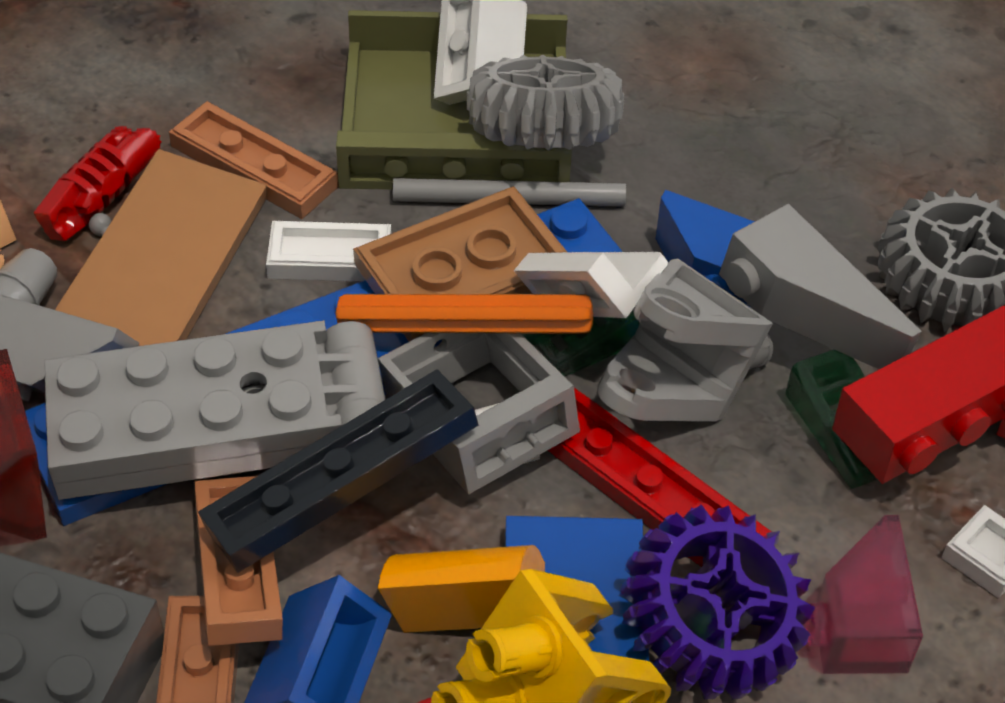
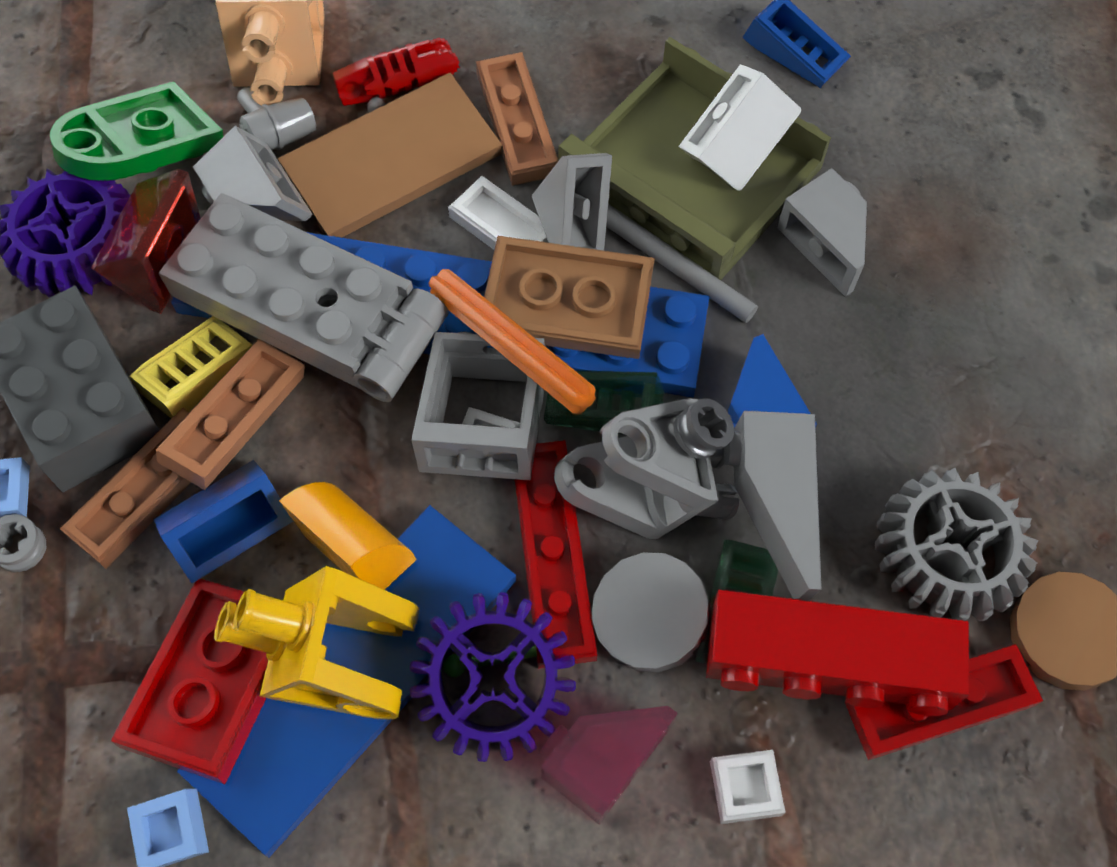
camera: 40 degrees right, 15 degrees up
(165, 551) = (190, 390): none -> light yellow slope
(337, 469) = (322, 399): black plate -> none
(393, 181) = (575, 200): none -> light grey slope
(545, 102) = (733, 204): light grey gear -> none
(609, 278) = (624, 382): white panel -> none
(653, 96) = (828, 228): none -> light grey slope
(711, 270) = (703, 428): none -> flat silver bush
(786, 466) = (651, 612): none -> light grey tile

